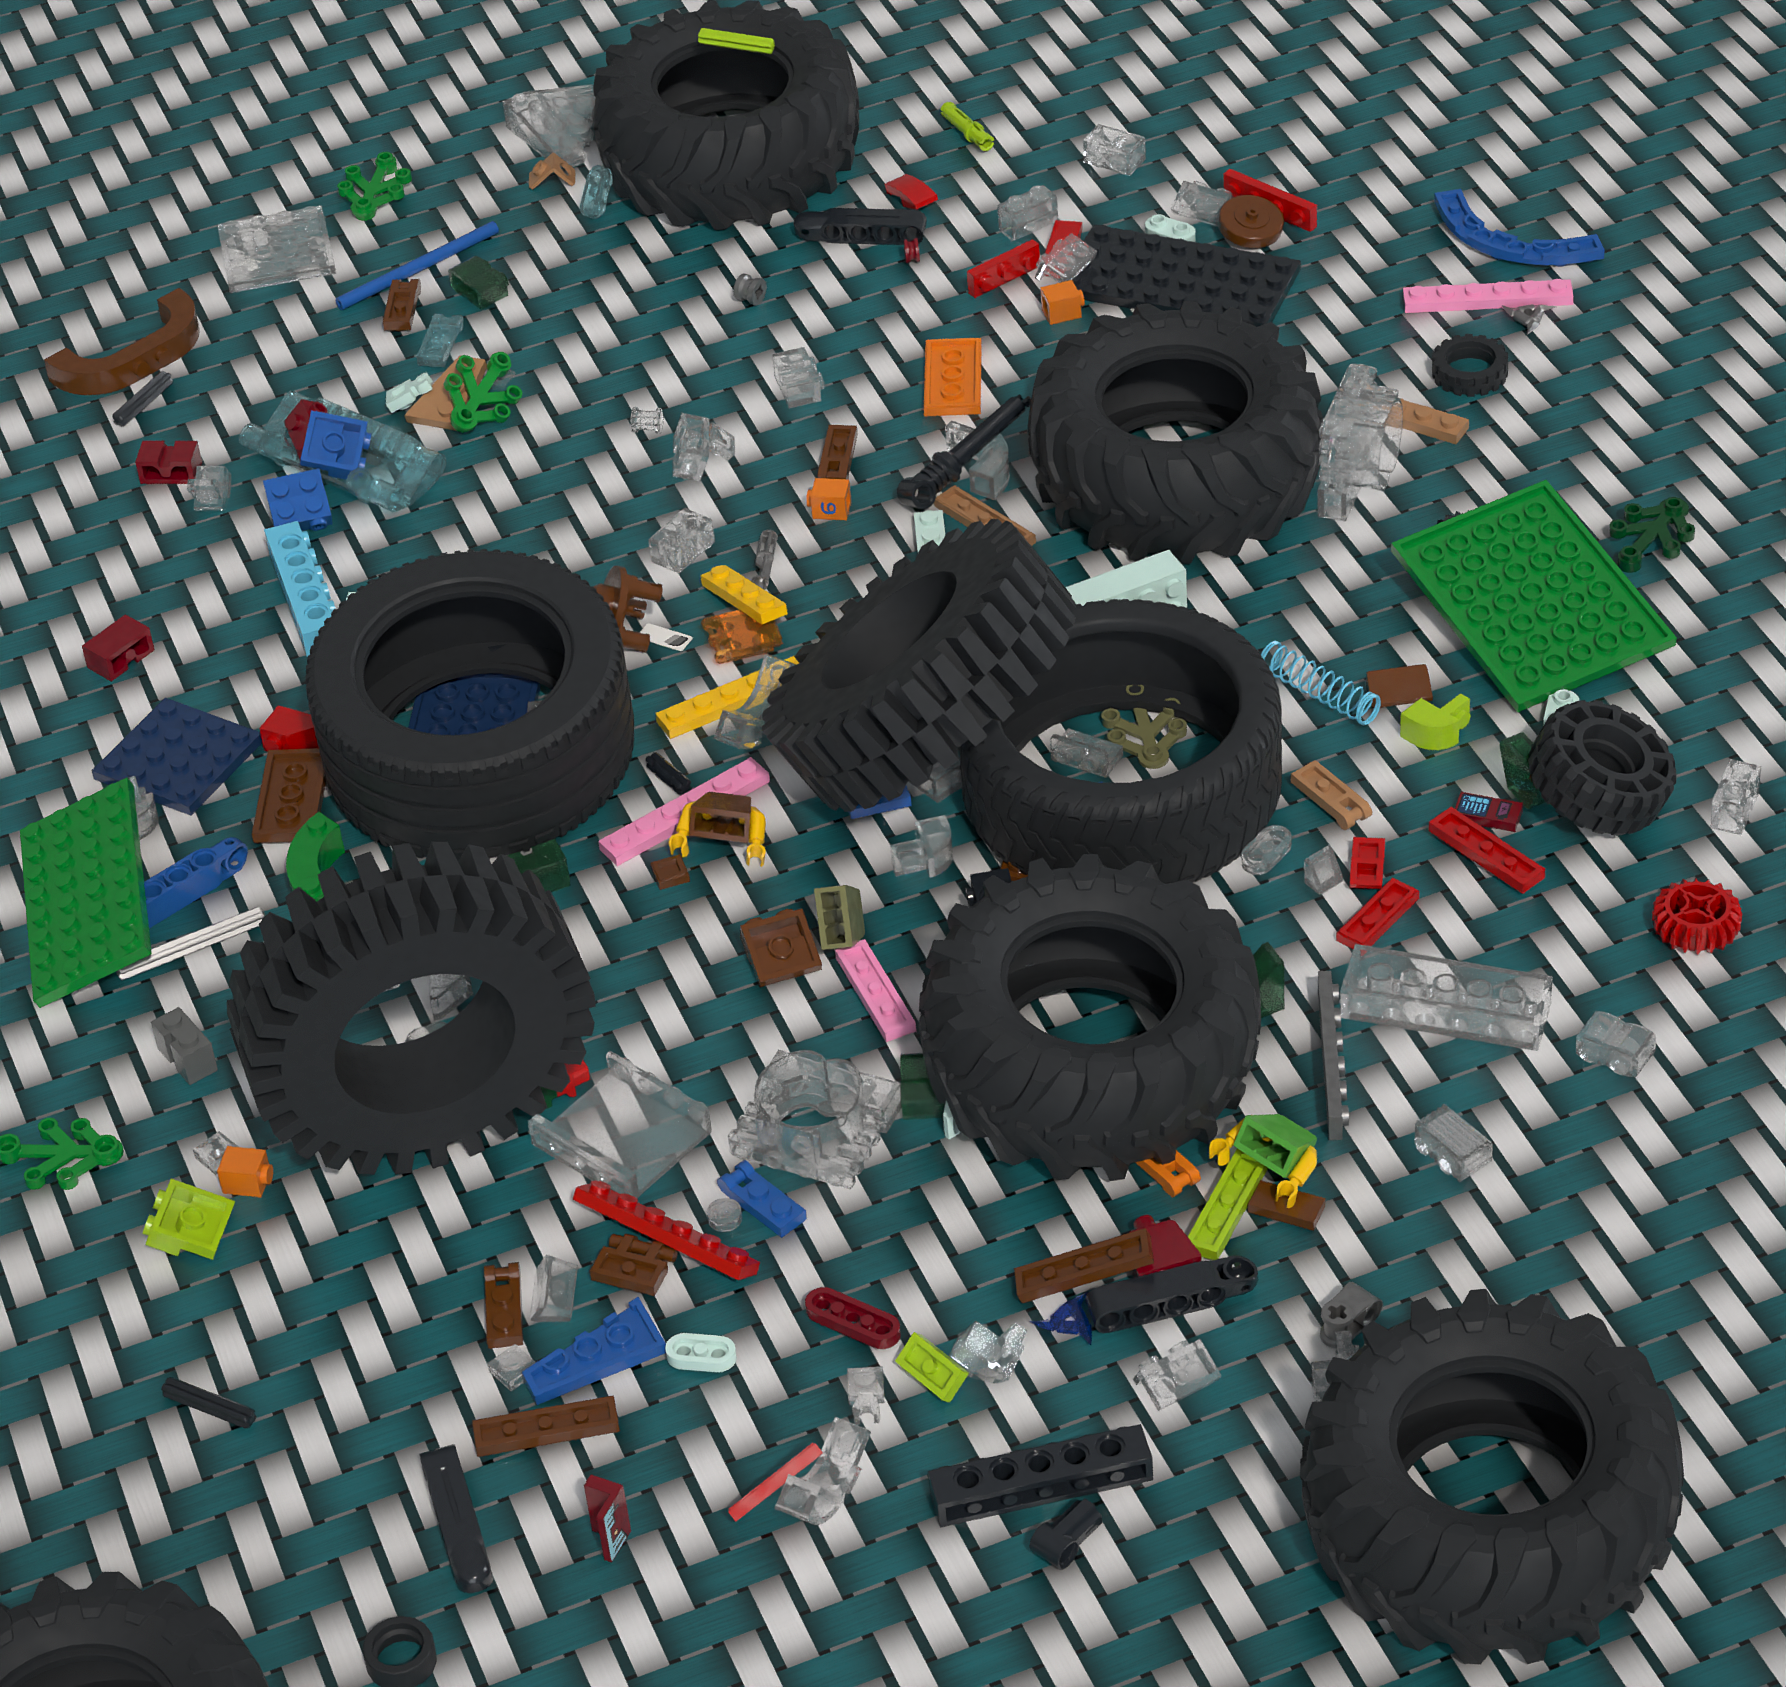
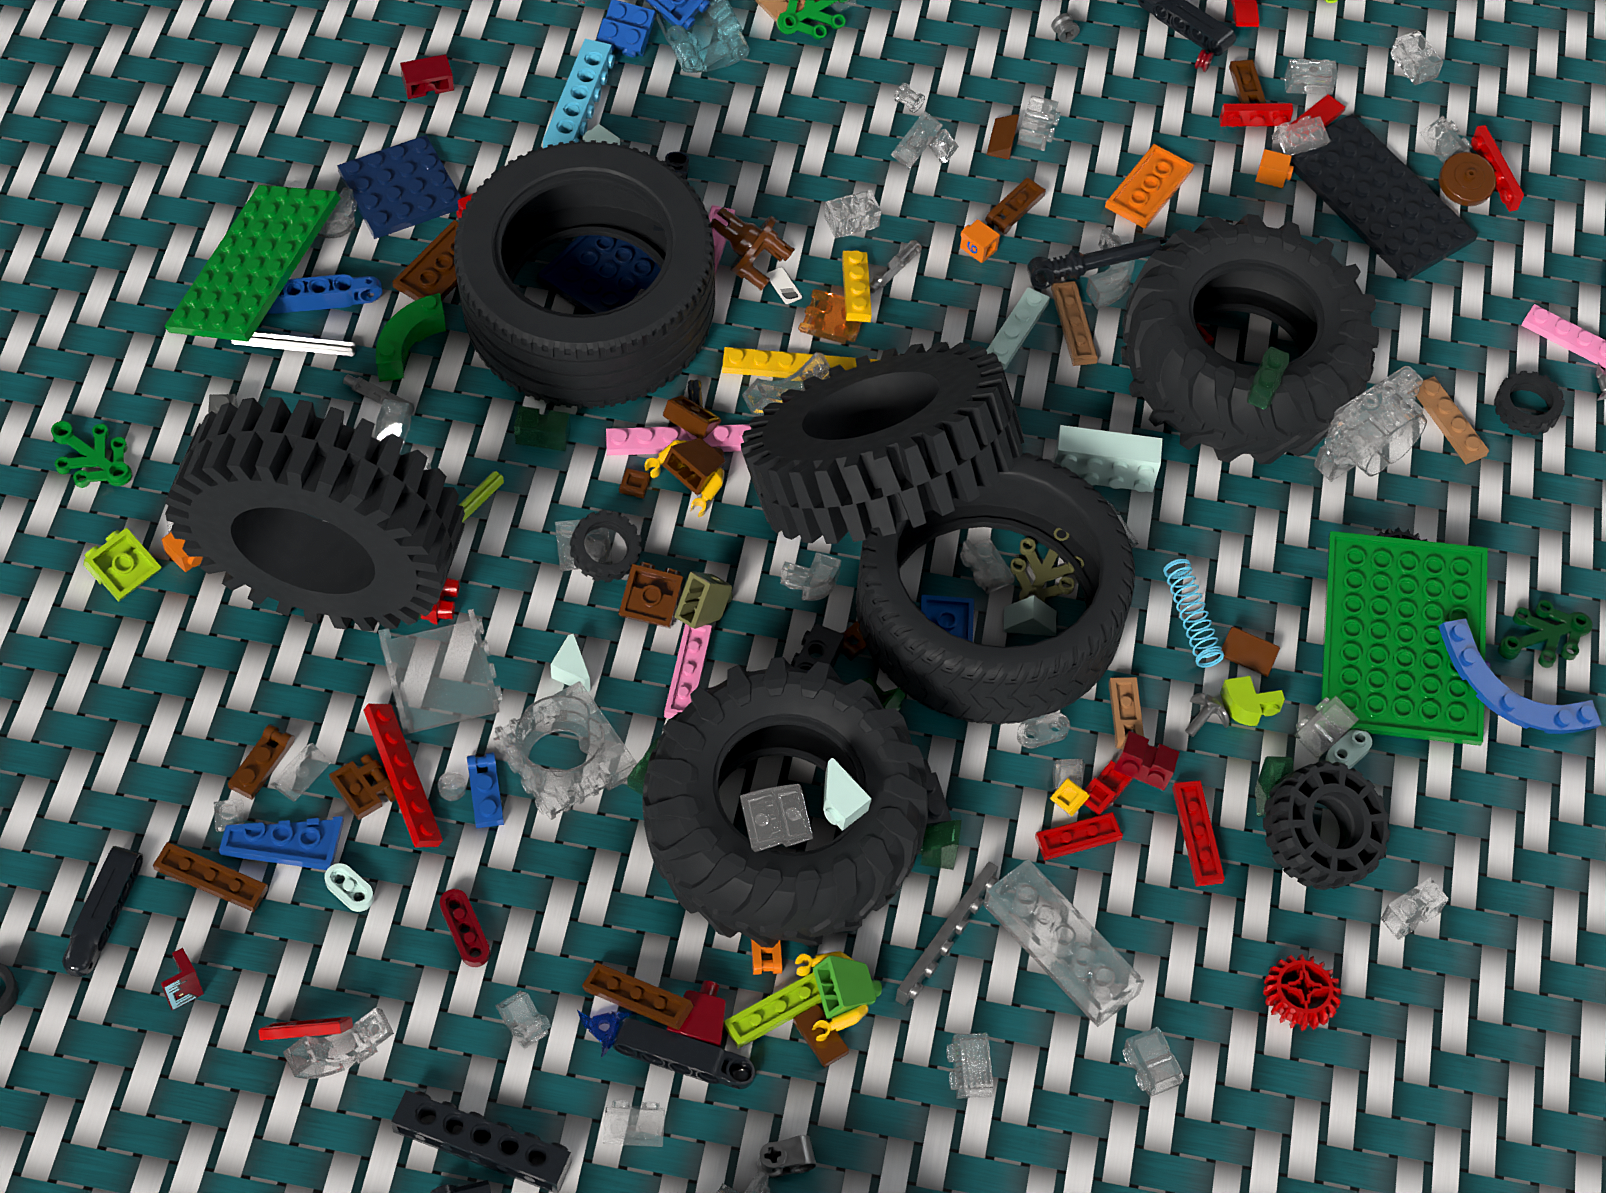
camera: 25 degrees right, 15 degrees up
(208, 1402) = (29, 713): black axle -> none
(665, 948) = (596, 544): none -> clear plate
(679, 783) = (690, 416): none -> reddish brown slope
(689, 952) = (610, 521): none -> black tyre
(753, 1046) = (569, 665): none -> light aqua slope
(771, 406) = (1003, 136): none -> reddish brown slope
(866, 1391) = (429, 990): clear plate -> none
(931, 1367) = (481, 1004): lime plate -> none
(968, 247) = (1246, 82): none -> reddish brown plate
(1110, 999) = (776, 817): none -> clear slope
(1157, 946) = (843, 797): none -> light aqua slope
(1163, 762) = (1030, 617): none -> light aqua slope
(1170, 228) = (1404, 148): light aqua plate -> none
(1240, 426) = (1268, 378): none -> clear green brick
(1341, 887) = (1069, 797): none -> yellow tile
(1396, 818) = (1145, 761): none -> dark red brick
(1405, 744) = (1211, 706): none -> flat silver plant
(1490, 811) = (1228, 800): tile -> none
(1527, 699) = (1325, 726): none -> clear brick
(1667, 594) = (1503, 700): none -> plate

